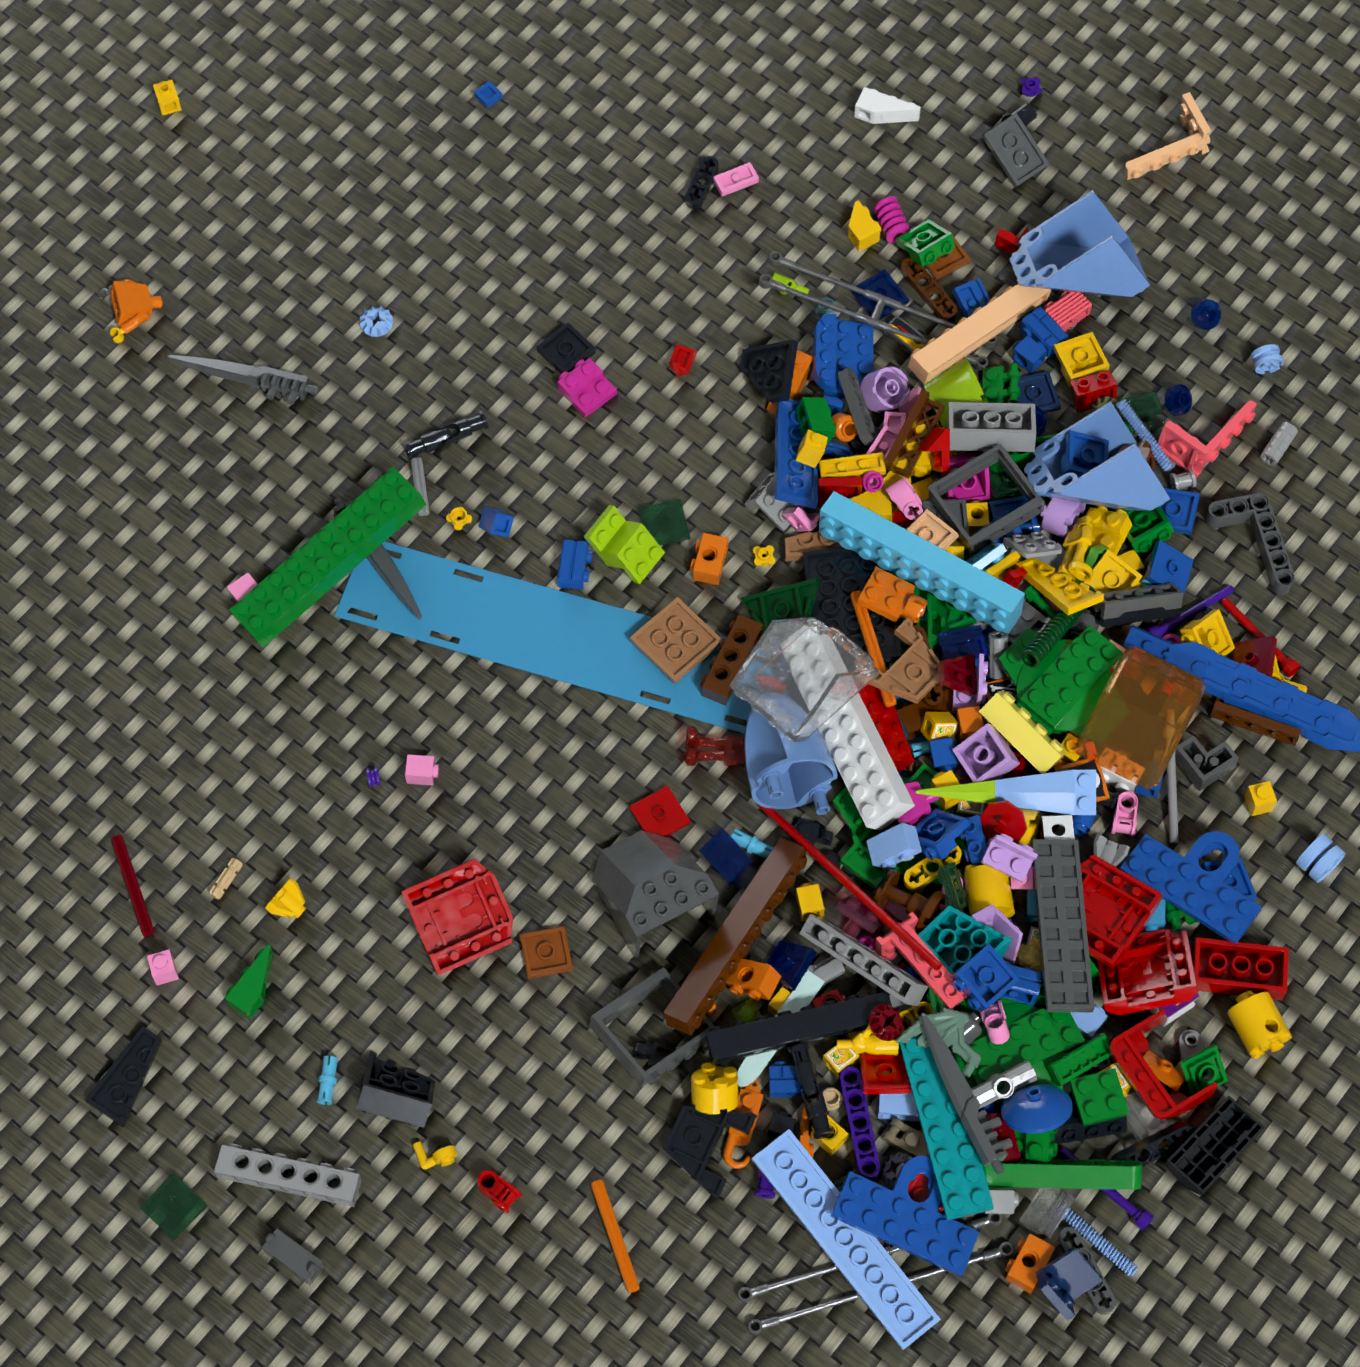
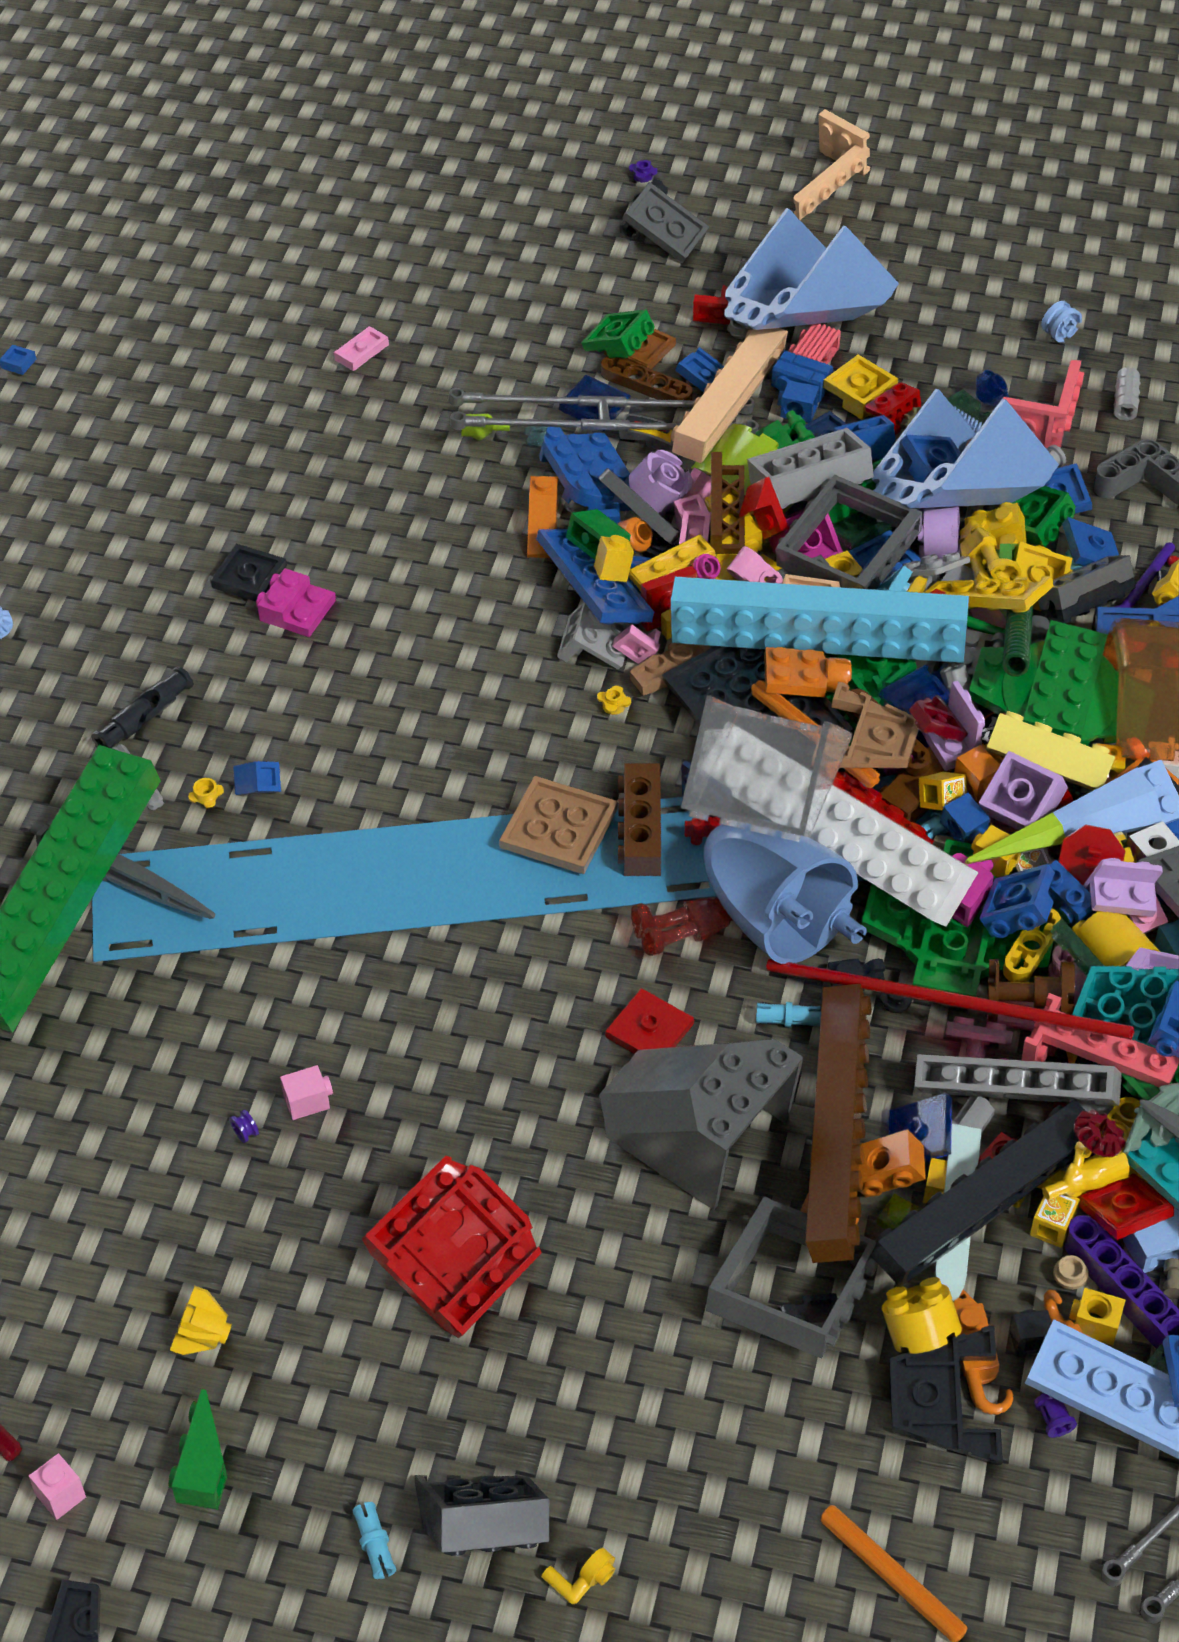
camera: 25 degrees left, 15 degrees down
(225, 878) = (95, 1334): tan axle -> none
(501, 1194) = (701, 1580): red piece -> none
(546, 952) = (592, 1249): dark orange tile -> none
(573, 564) = (383, 789): blue brick -> none
(624, 544) = (437, 742): lime bracket -> none
(665, 521) = (470, 709): clear green plate -> none
(682, 360) = (398, 537): red plate -> none
(702, 190) = (318, 357): black beam -> none
(711, 570) = (550, 723): orange brick -> none
(726, 856) = (758, 1025): clear blue plate -> none
(771, 368) = (513, 504): black plate -> none
(783, 602) = (668, 737): dark green wing -> none
(783, 1081) = (1009, 1269): blue brick -> none
(807, 1076) = (1034, 1250): black piece -> none
(809, 901) = (899, 1047): yellow brick -> none
(862, 228) = (536, 346): yellow slope -> none
(882, 108) = (494, 234): white slope -> none
(891, 218) = (563, 327): dark pink piece -> none
(894, 846) = (976, 933): light blue piece -> none
(1057, 409) = (876, 433): none -> blue slope
(1206, 314) = (968, 303): clear blue plate -> none

